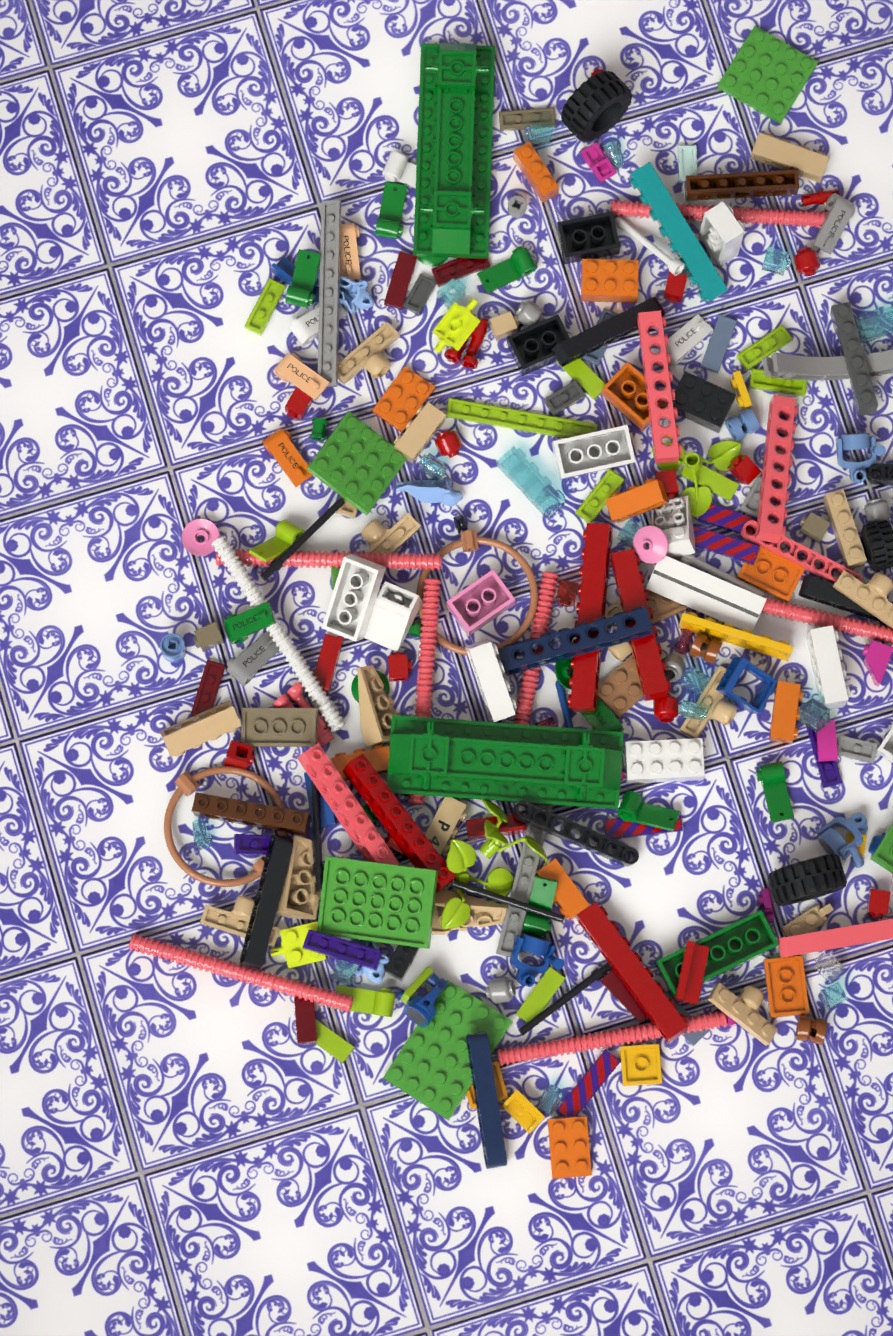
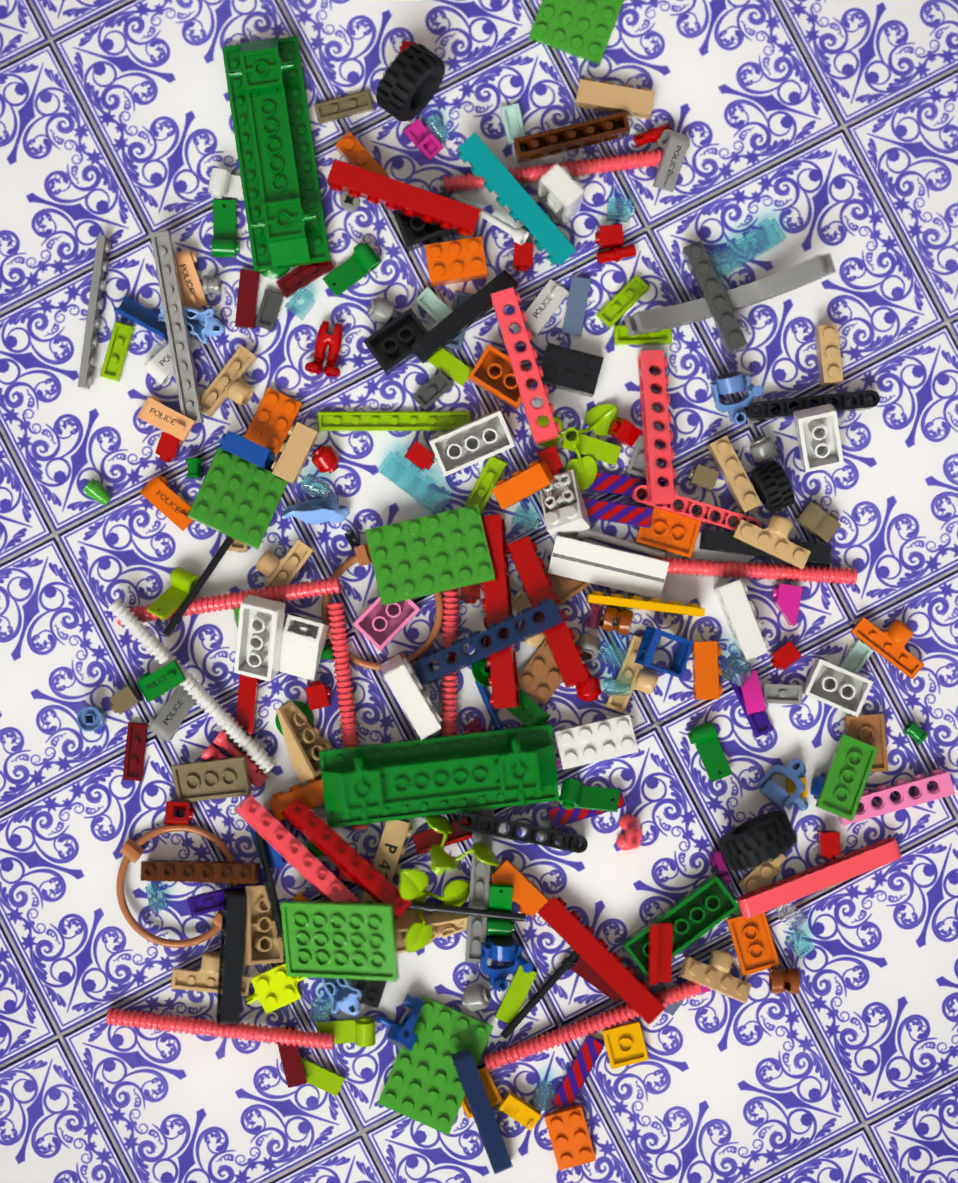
camera: 10 degrees left, 10 degrees up
(193, 531) = (88, 599): bright pink dish -> none
(200, 728) = (134, 794): tan brick -> none
(220, 435) = (97, 492): none -> bright green cone
(248, 272) = (95, 305): none -> light grey plate
(304, 277) = (148, 319): green door -> none
(342, 949) = (314, 991): dark purple tile -> none
(369, 260) = (211, 285): none -> light grey wheel
(375, 418) = (246, 449): none -> blue window
(416, 985) = (393, 1009): lime tile -> none
(456, 326) = (311, 338): neon yellow plate -> none
(503, 325) = (359, 327): tan brick -> none
(534, 549) = (430, 555): none -> bright green plate
(538, 134) = (357, 122): clear light blue brick -> none
(541, 457) = (420, 456): none -> red brick
(571, 210) = (404, 197): none -> red brick
(579, 316) = (433, 305): none -> light aqua tile
(658, 544) = (549, 524): bright pink dish -> none
(683, 854) = (633, 834): none -> coral piece
(737, 383) = (610, 357): yellow plate -> none
(743, 424) = (614, 386): medium blue wheel -> none
(762, 284) = (609, 236): none -> red brick
(765, 302) = (616, 254): none -> red pin
(807, 261) = (650, 205): red head -> none
(865, 712) = (784, 656): none -> red brick

